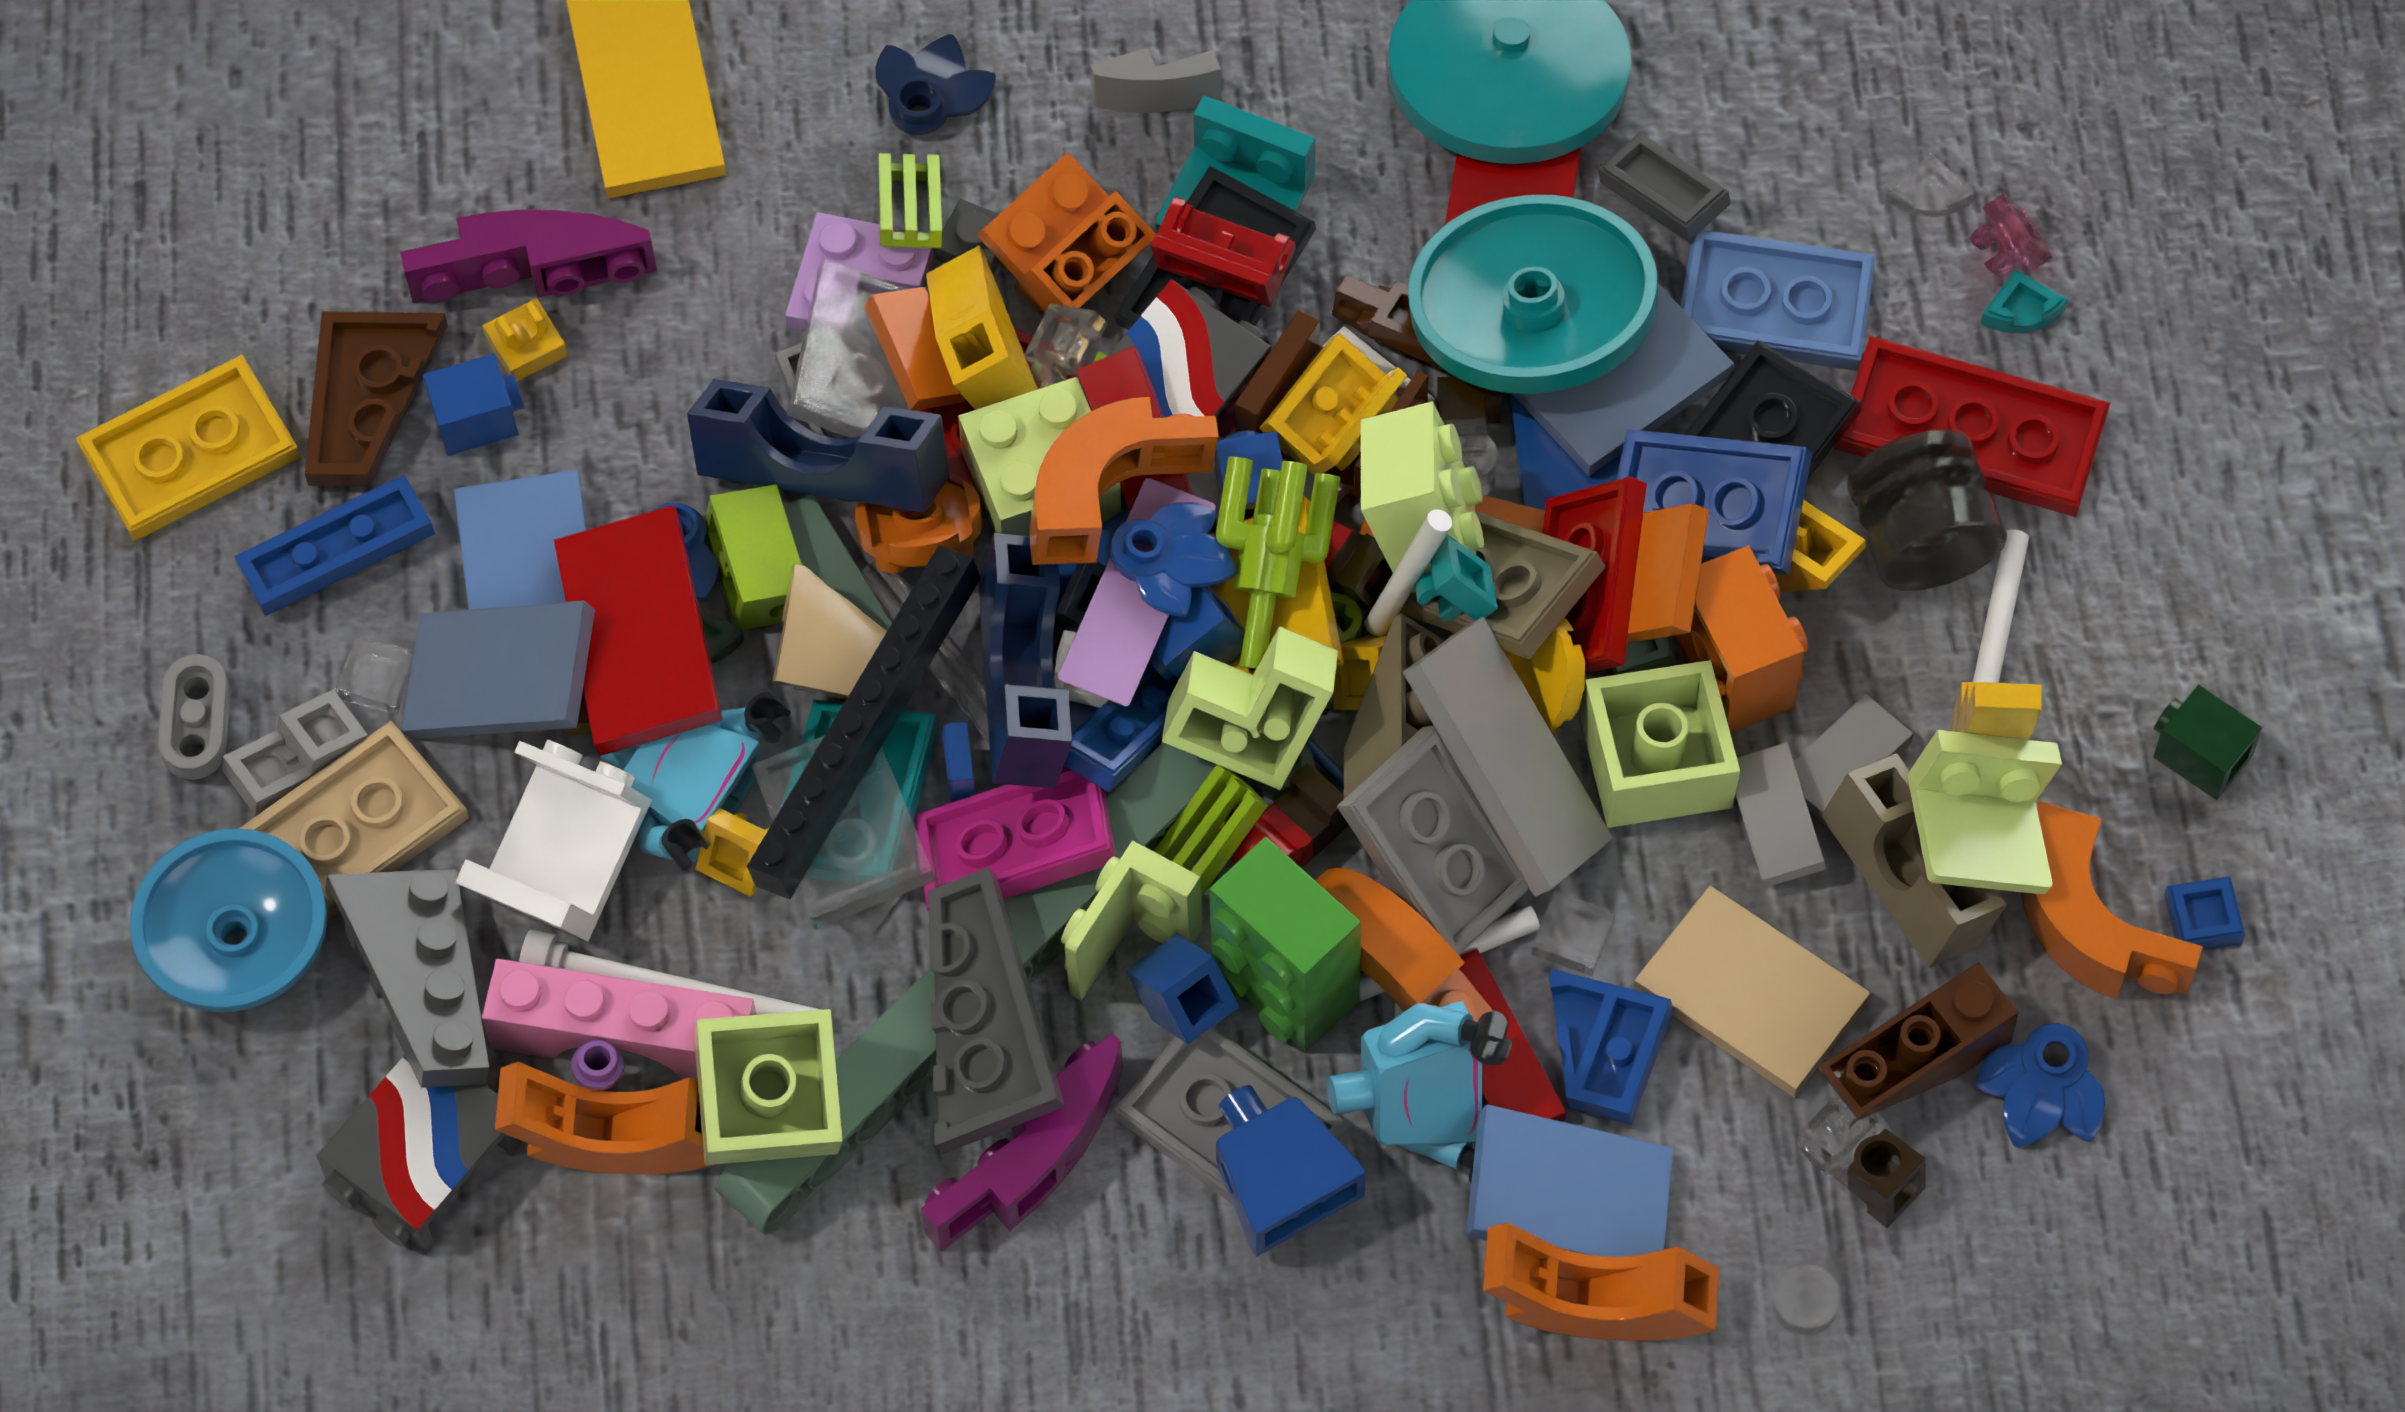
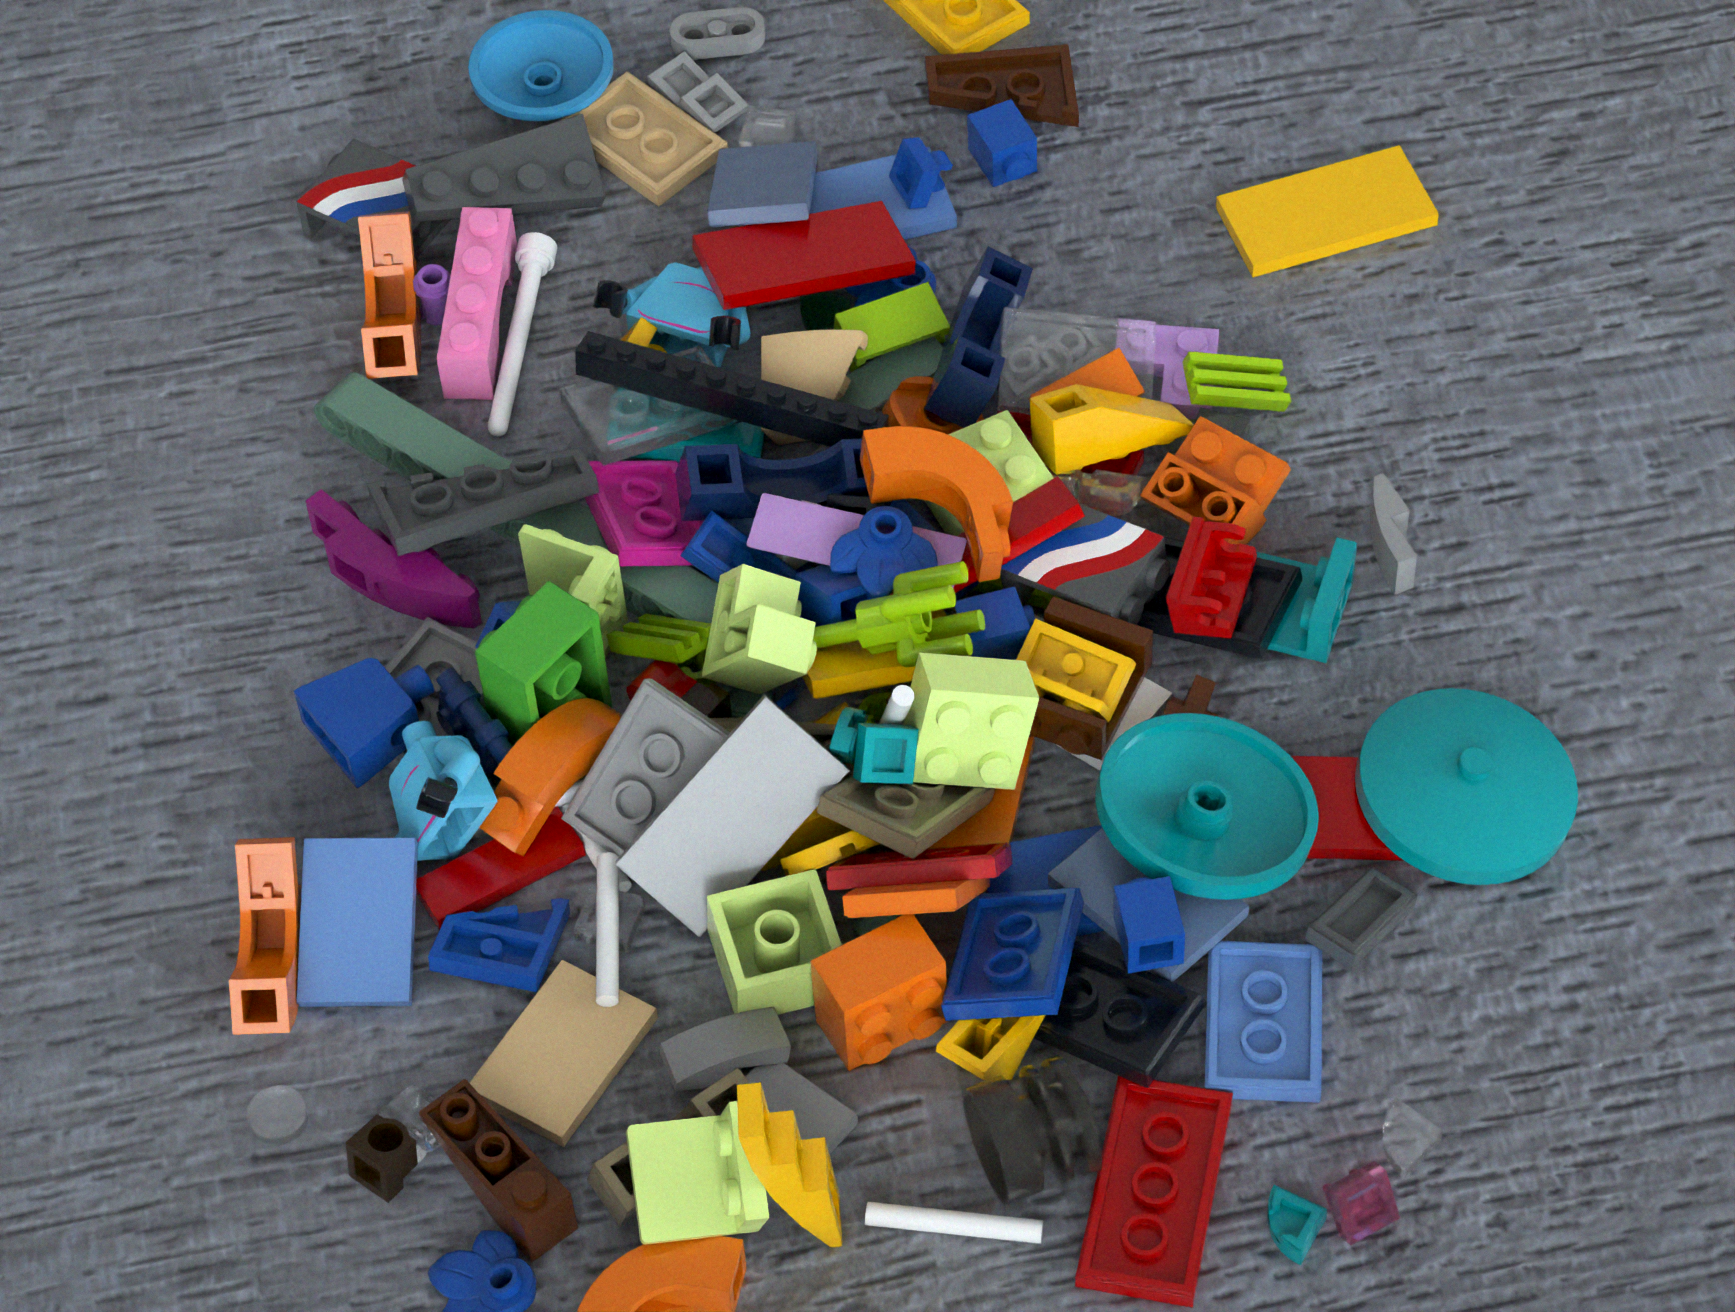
camera: 85 degrees right, 10 degrees down
(334, 545) = (871, 87): blue plate -> none
(521, 492) = (917, 172): none -> blue tile
(525, 340) = (1072, 172): yellow tile -> none
(552, 246) = (1144, 155): magenta slope -> none
(562, 841) = (590, 245): white panel -> none
(767, 1086) = (395, 361): yellowish green brick -> none
(933, 80) = (1361, 390): dark blue plate -> none
(1323, 1038) = (464, 715): none -> dark blue plate
(1424, 620) = (845, 734): none -> teal tile
(1469, 411) = (1060, 789): leg -> none
(1607, 923) = (607, 930): none -> white bar
(1688, 363) = (1148, 924): none -> blue brick

